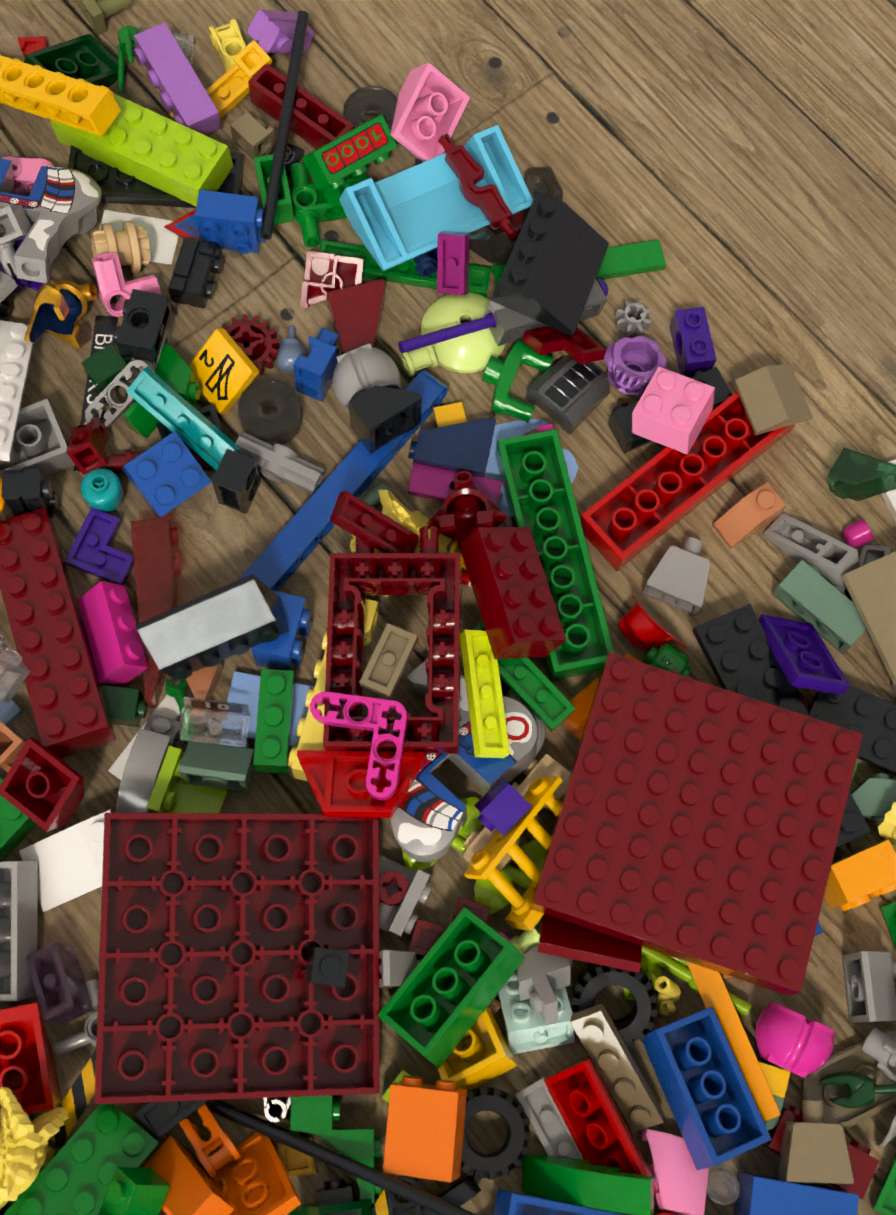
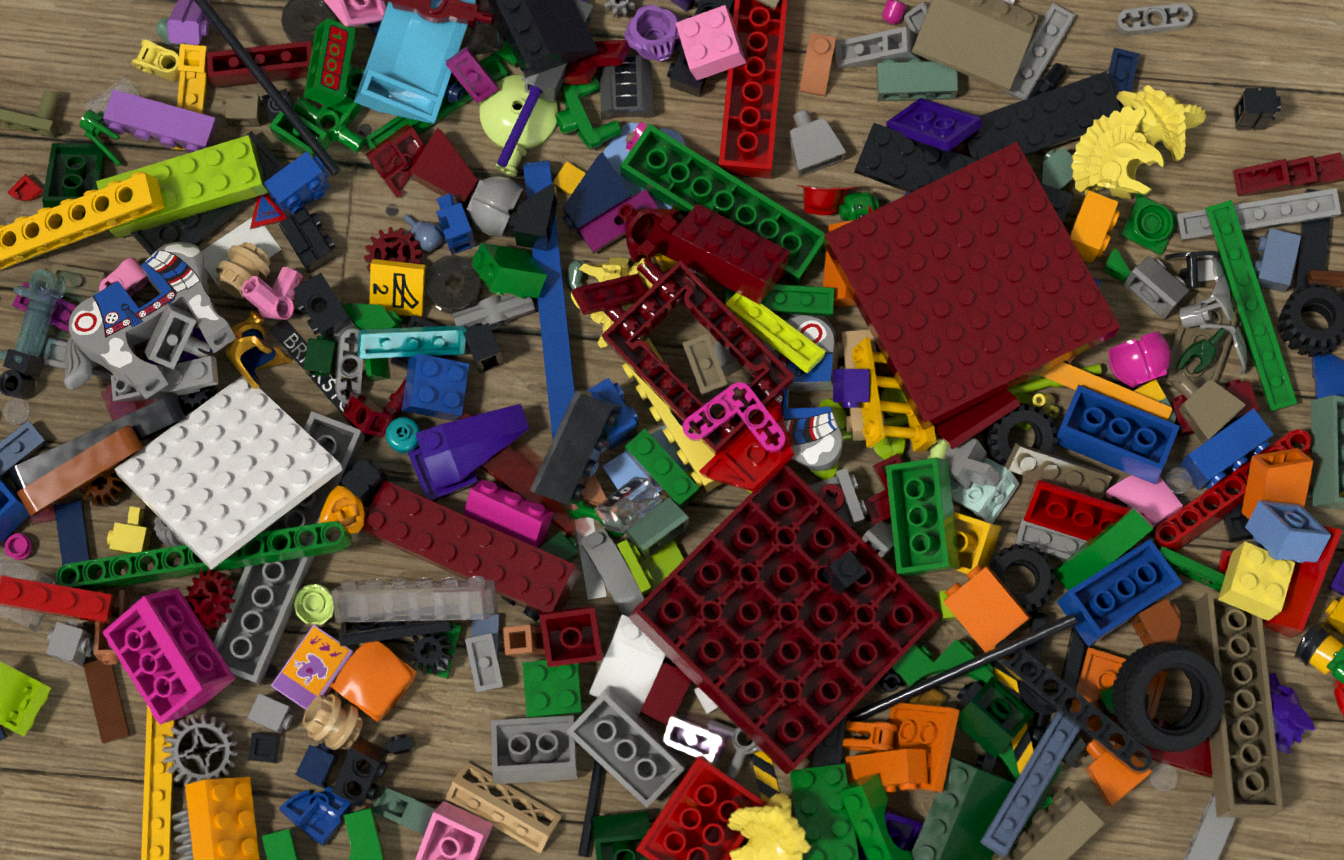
camera: 35 degrees left, 5 degrees up
(73, 918) = (666, 694): none -> dark red panel
(129, 539) = (465, 444): none -> dark purple wedge
(319, 437) = (509, 270): none -> green brick
(850, 933) = (1116, 267): none -> green slope

